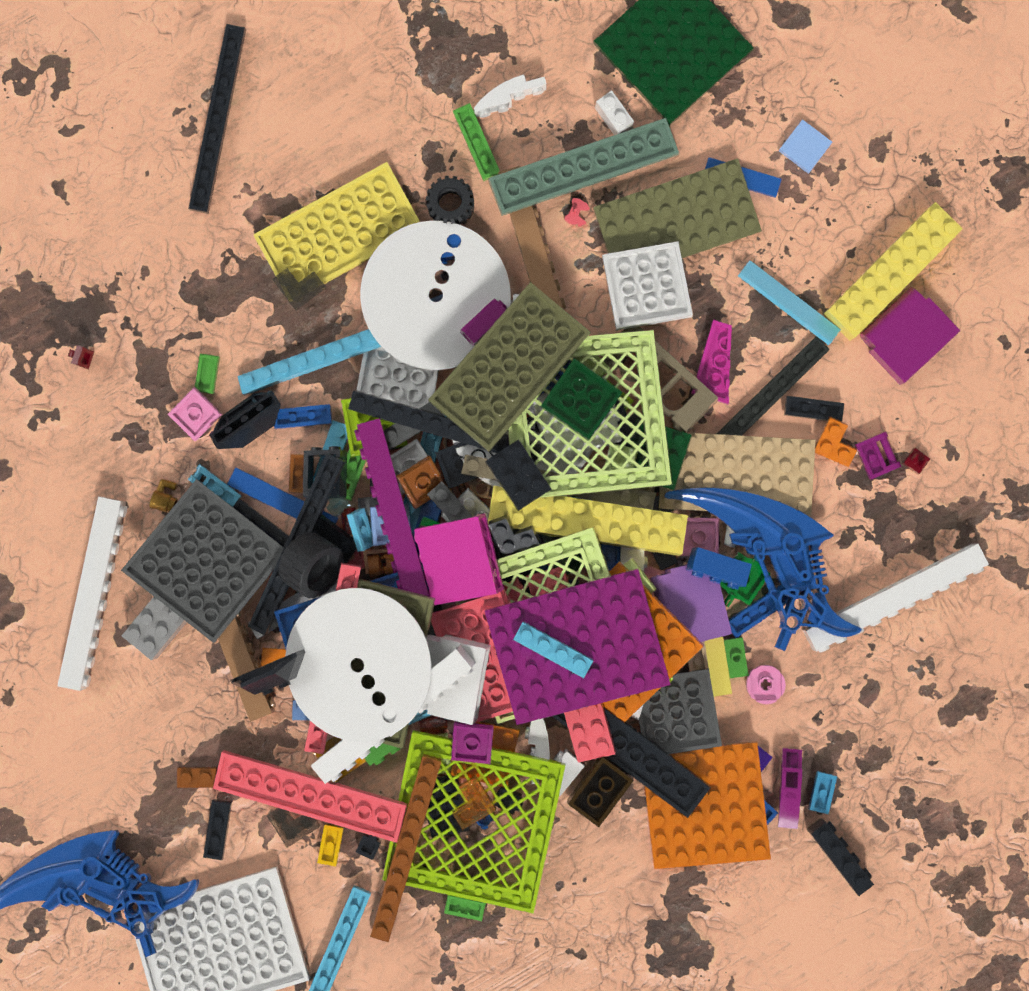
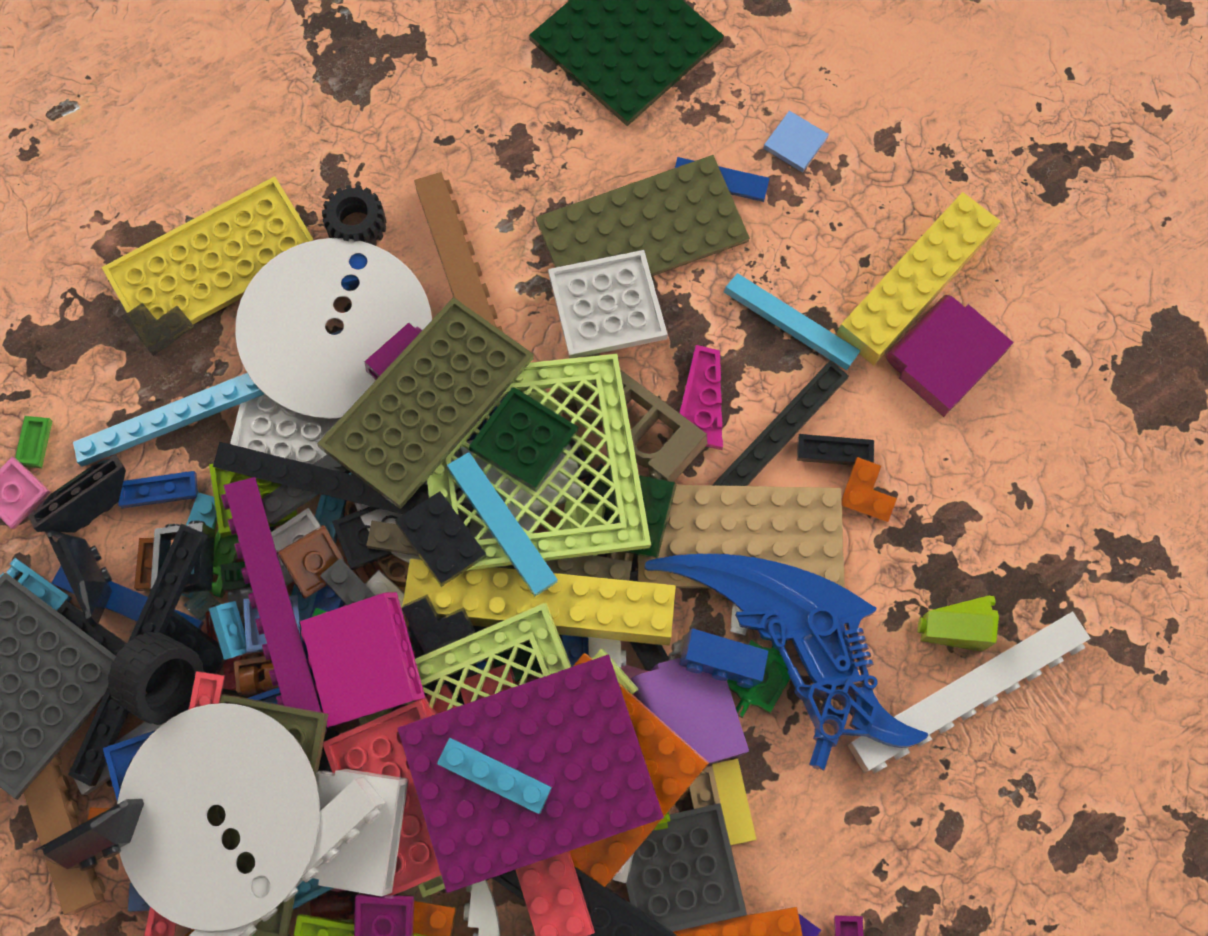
camera: 10 degrees left, 15 degrees down
(217, 119) = (62, 140): black plate -> none
(251, 479) = (83, 573): none -> black wedge
(361, 487) = (232, 576): none -> dark green tile
(476, 142) = (387, 151): bright green plate -> none
(500, 97) = (417, 98): white slope -> none
(562, 465) = (502, 524): none -> medium azure tile
(577, 206) = (511, 233): coral piece -> none
(583, 166) = (519, 170): sand green plate -> none
(614, 113) = (557, 112): white brick -> none
(701, 534) = (697, 613): bright pink plate -> none
(736, 657) = (758, 788): bright green plate -> none
(754, 613) = (778, 726): blue tile -> none
(773, 676) = (812, 812): bright pink plate -> none
(872, 458) = (919, 510): magenta plate -> none
(896, 548) = (962, 625): none -> lime slope
(916, 461) = (976, 511): dark red tile -> none

